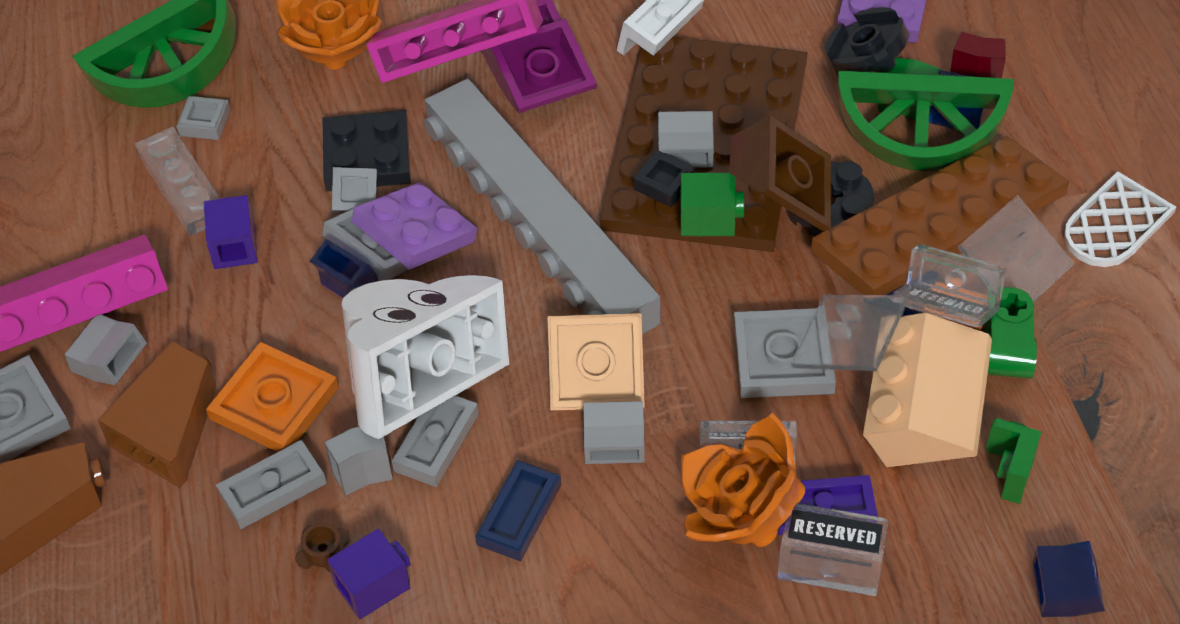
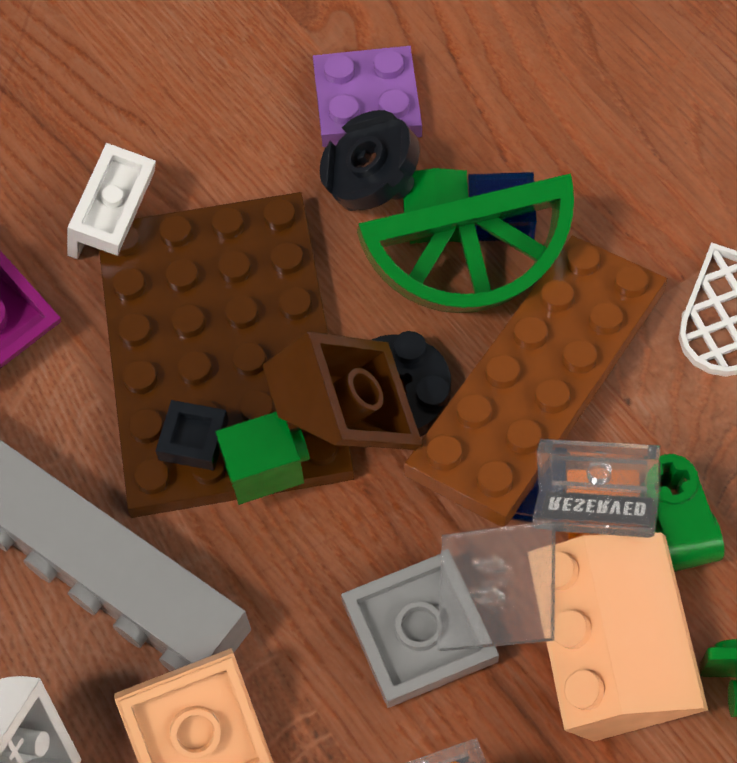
camera: 20 degrees left, 10 degrees up
(687, 136) = (201, 368): light grey piece -> none
(978, 56) = (510, 146): dark red piece -> none
(1021, 244) = (643, 395): clear piece -> none

